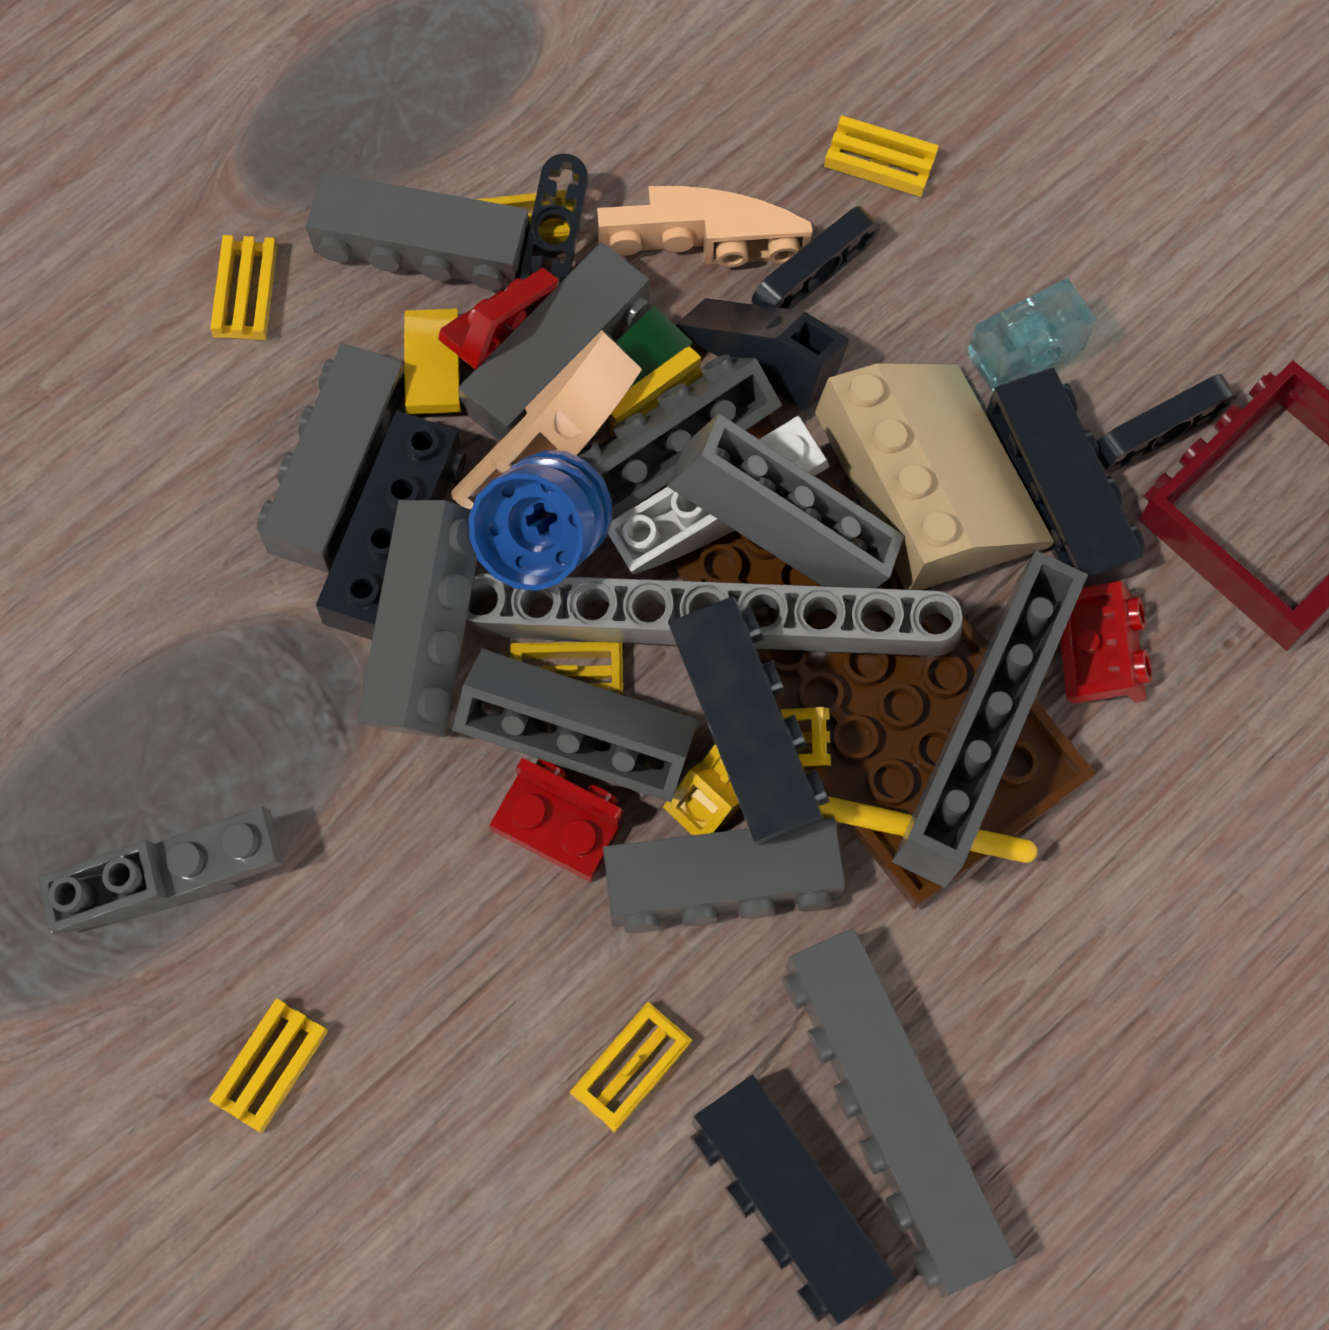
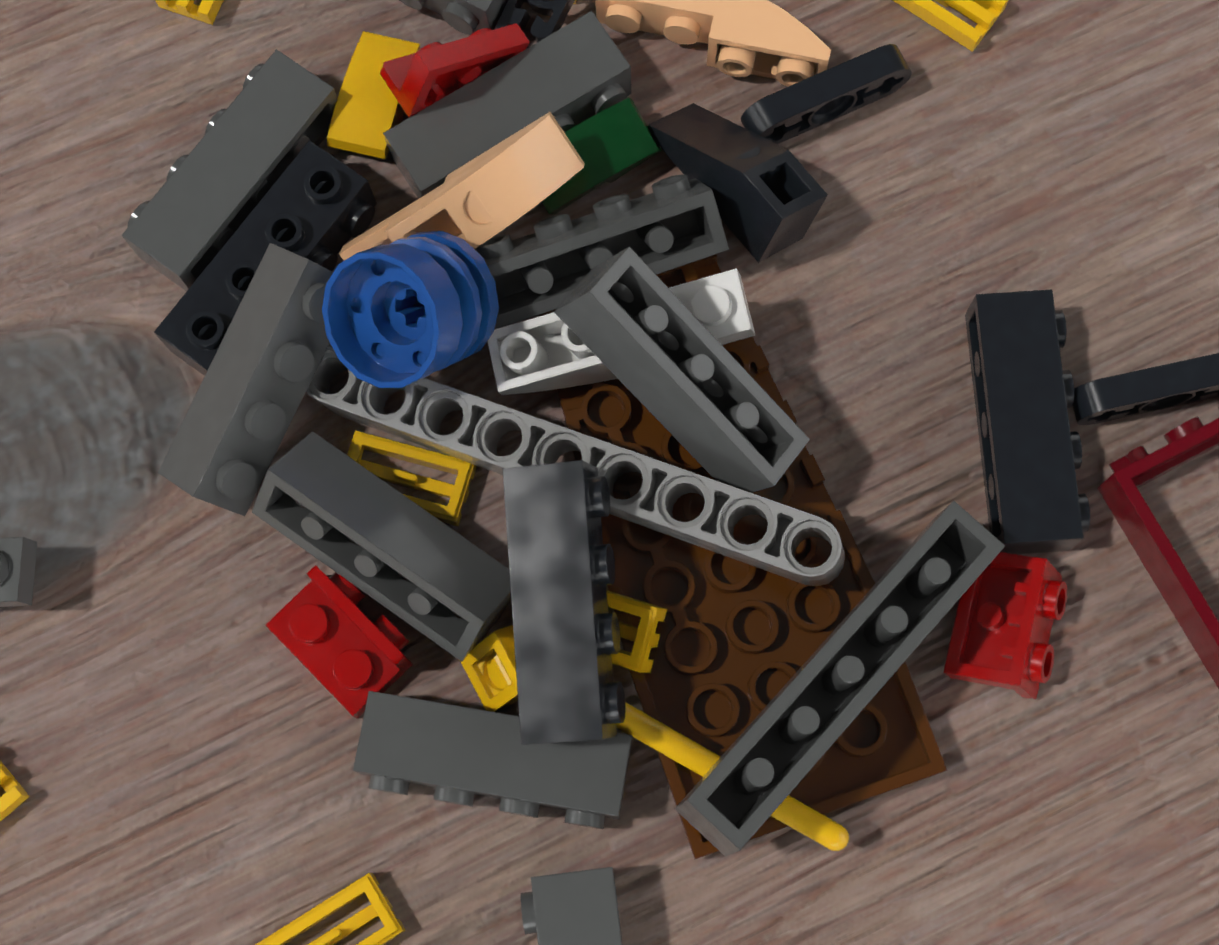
camera: 25 degrees right, 5 degrees up
(644, 394) = (578, 197): yellow tile -> none
(930, 469) = (875, 369): tan slope -> none
(1031, 335) = (1040, 245): clear light blue brick -> none

